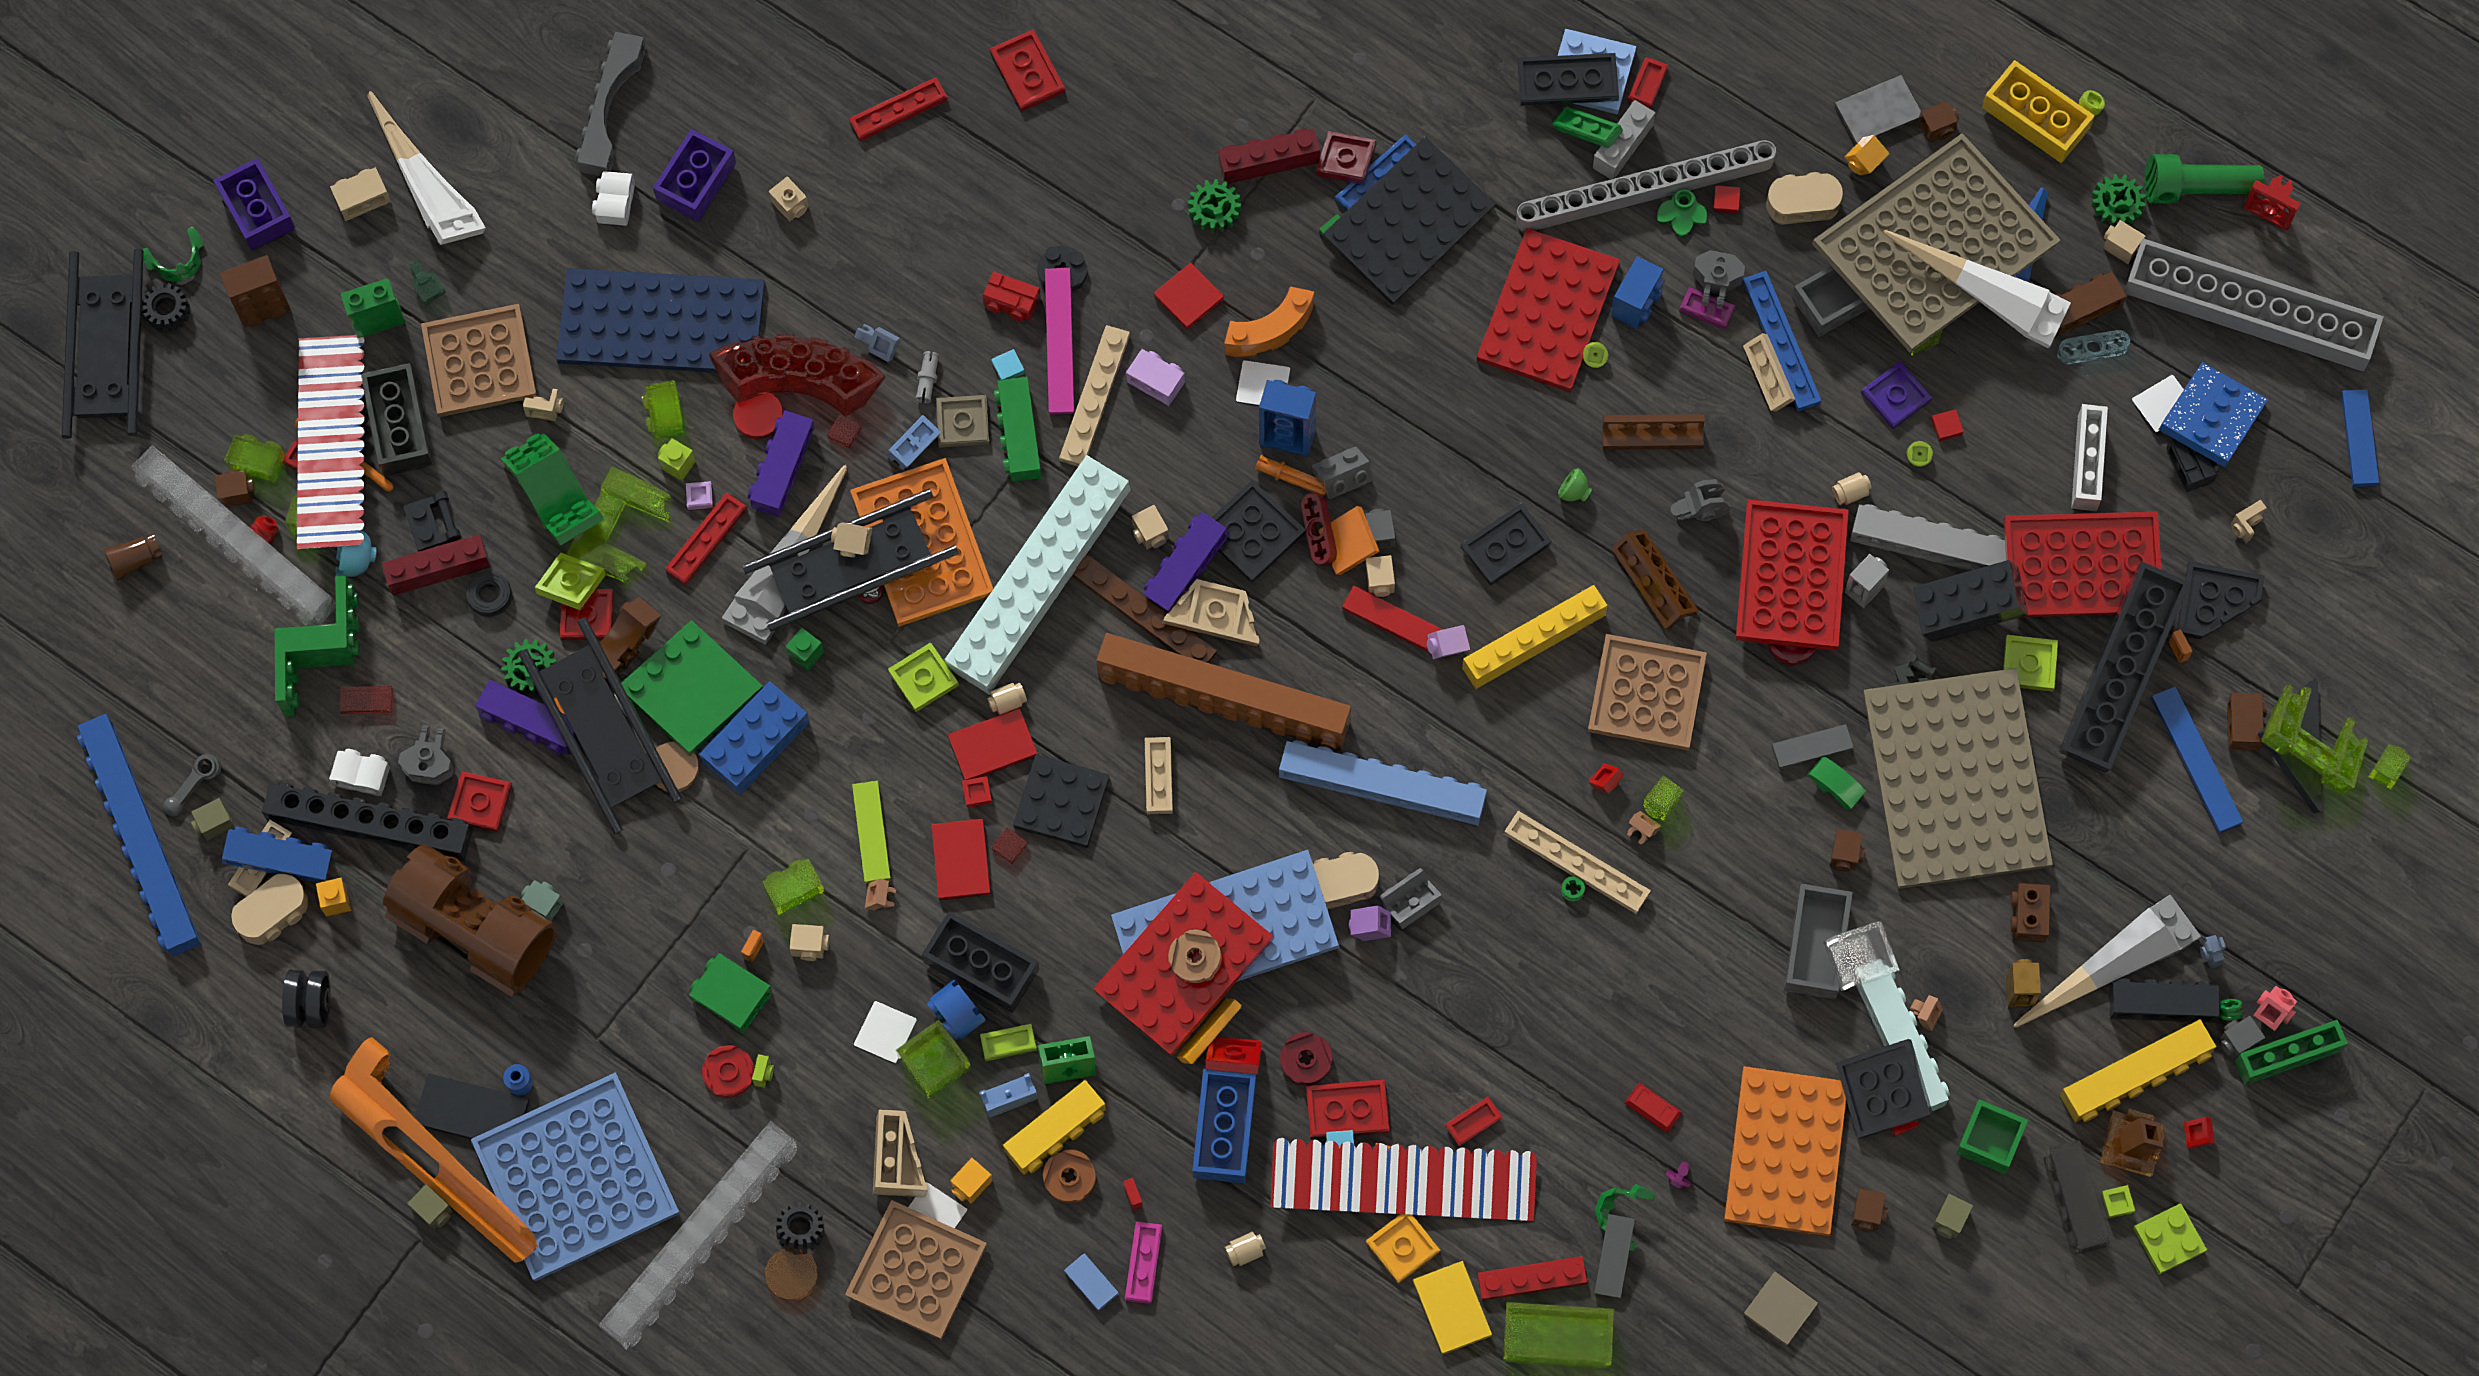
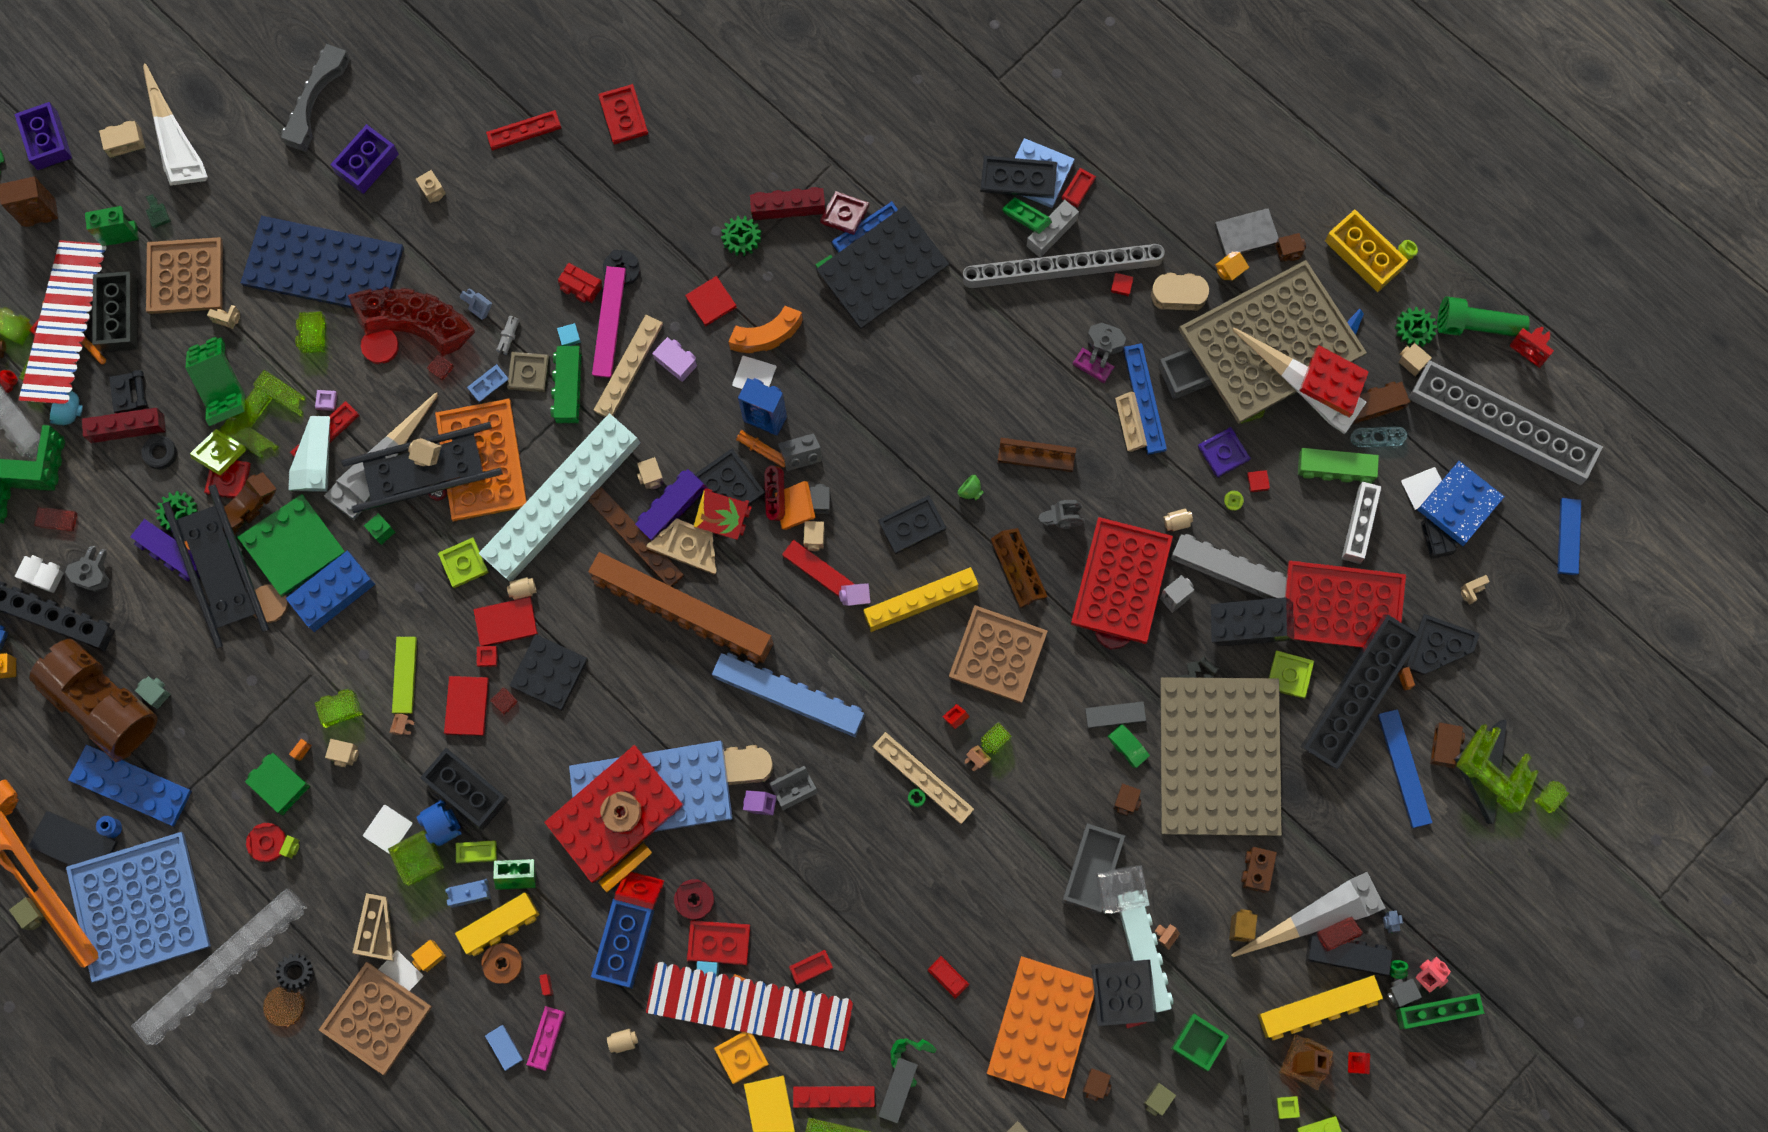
camera: 10 degrees right, 5 degrees up
(480, 801) = (123, 608): red tile -> none
(533, 1026) = (130, 785): none -> blue plate
(614, 198) = (304, 168): white brick -> none
(676, 459) = (312, 371): lime brick -> none
(697, 575) = (311, 460): none -> light aqua wedge
(781, 464) = (388, 385): dark purple brick -> none
(1158, 775) = (623, 664): tan plate -> none
(1255, 564) = (722, 514): none -> red panel
(1548, 310) = (975, 350): red plate -> none
(1595, 354) = (1003, 389): lime tile -> none
(1638, 292) = (1042, 347): blue brick -> none
(1678, 1179) = (957, 1036): magenta plate -> none
(1682, 216) = (1085, 292): green plate -> none
(2024, 281) = (1334, 381): none -> red plate
(2046, 390) = (1338, 465): none -> bright green brick
(2147, 974) = (1339, 933): none -> clear red tile

